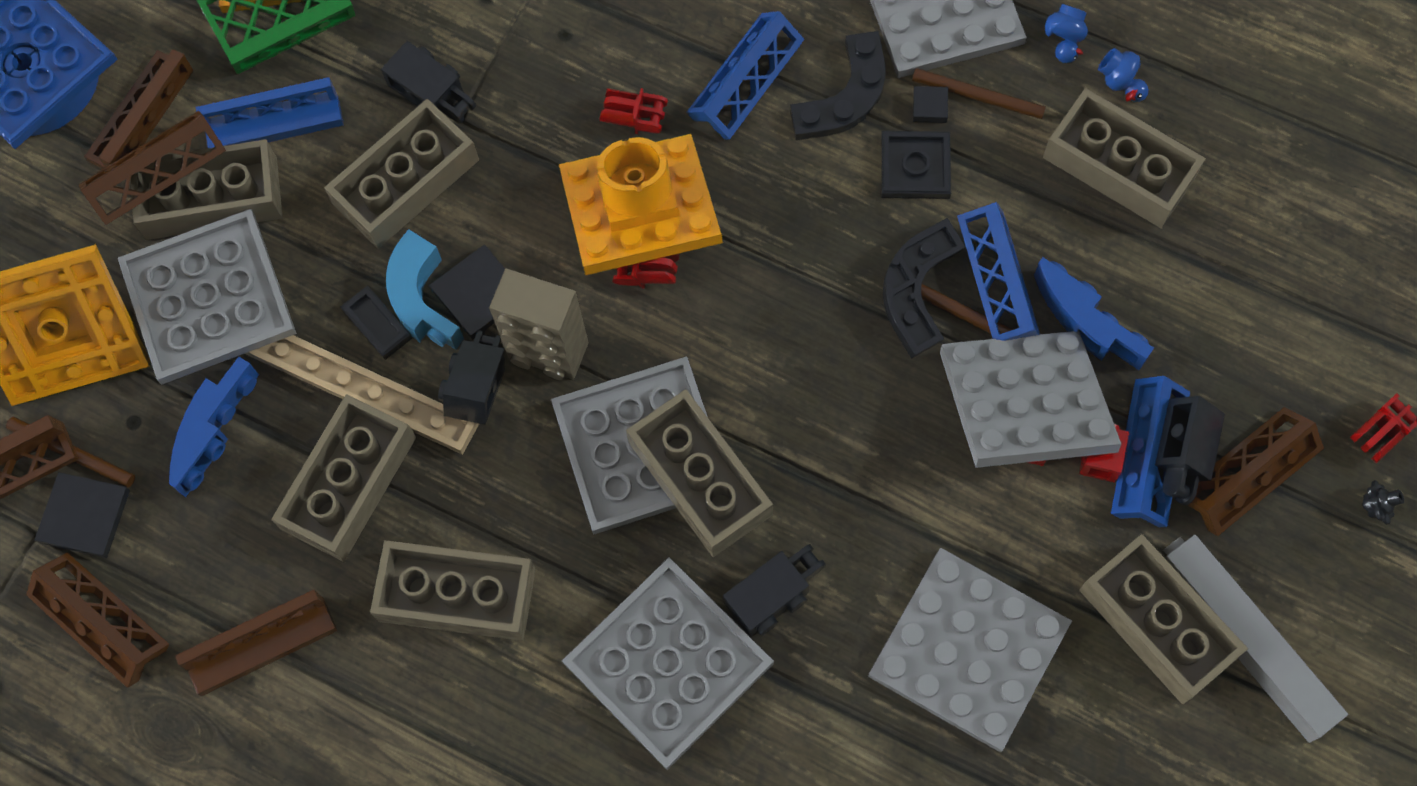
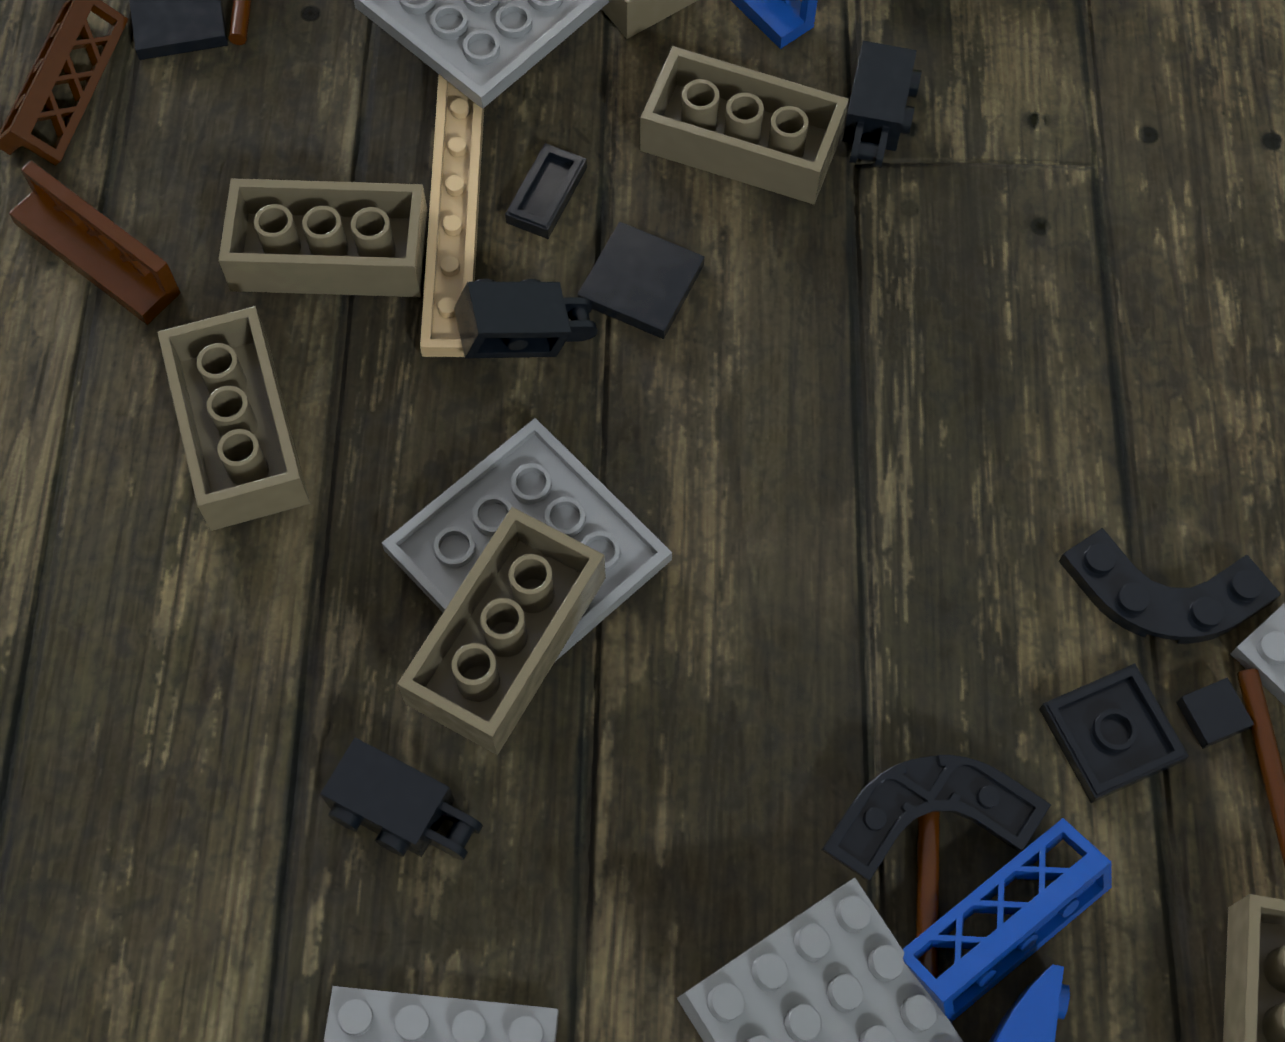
camera: 60 degrees right, 5 degrees down
(199, 434) = (319, 73): blue slope -> none
(406, 276) = (601, 196): dark azure arch -> none
(539, 324) = (602, 341): dark tan brick -> none
(629, 109) = (979, 339): red arm -> none
(639, 203) = (851, 402): light orange piece -> none
(648, 272) = (772, 450): red arm -> none
(668, 663) = (245, 716): light grey plate -> none
(736, 68) = (1120, 438): blue fence -> none

